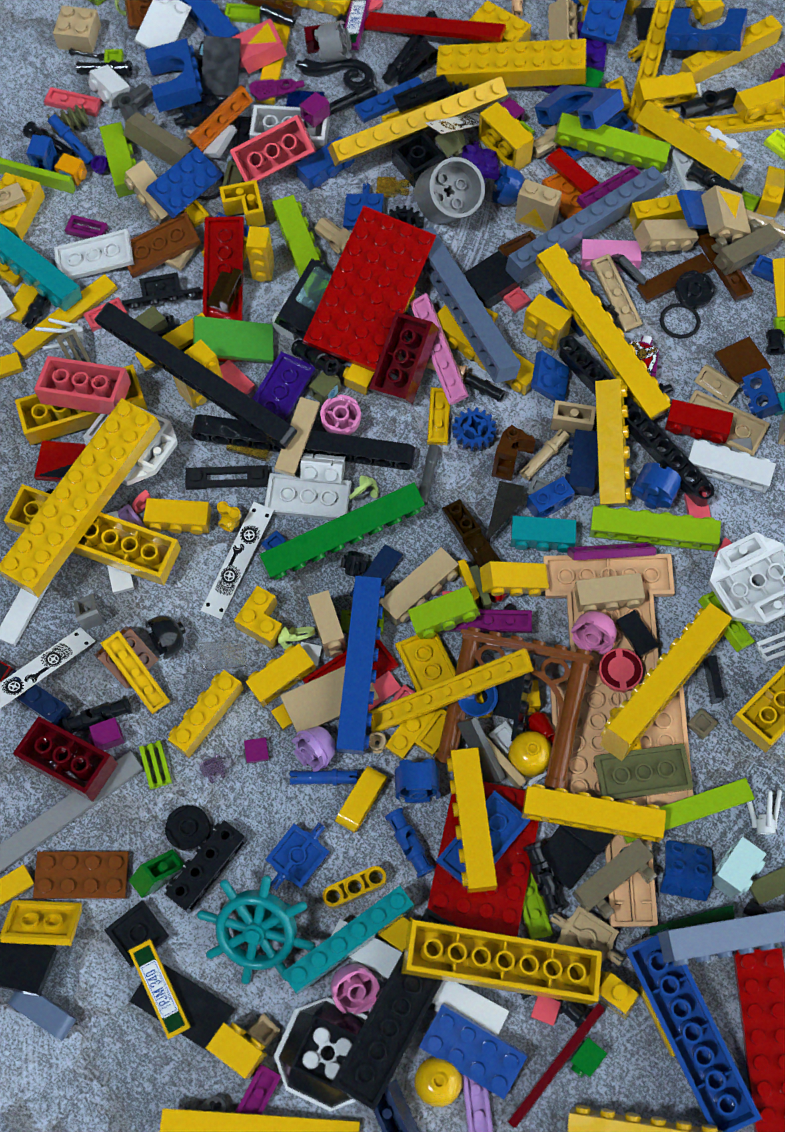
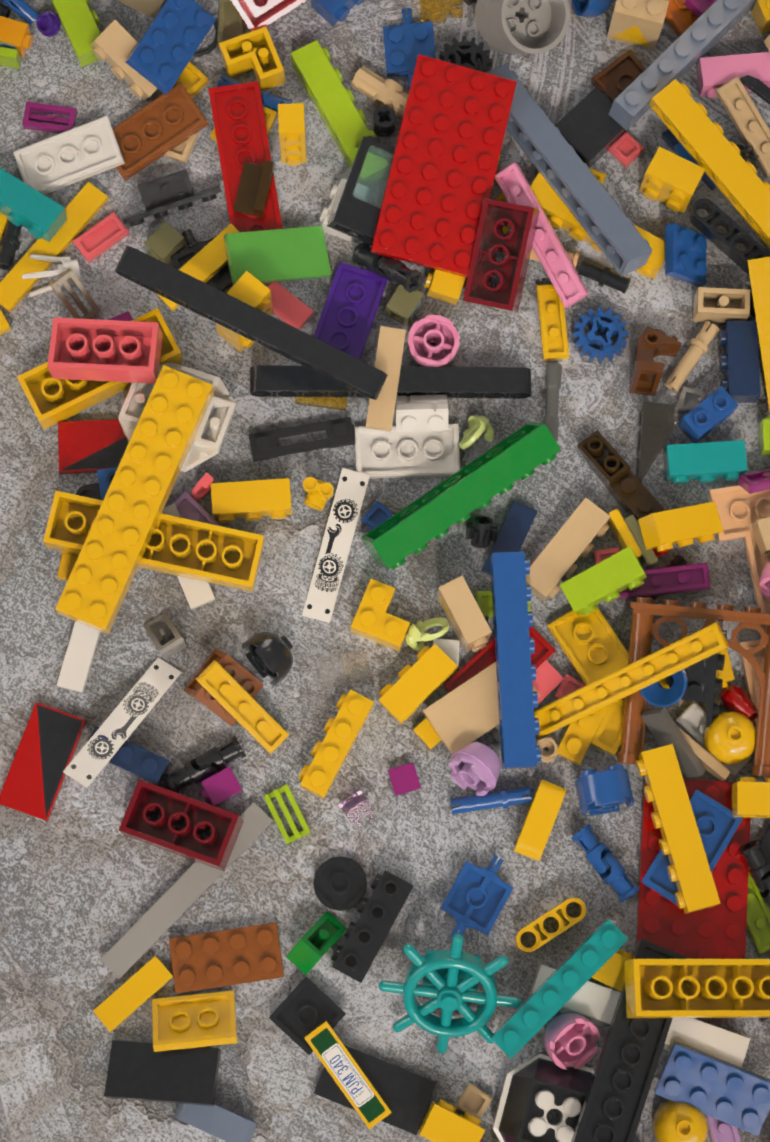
camera: 15 degrees left, 10 degrees up
(333, 255) = (382, 114): none -> black bush

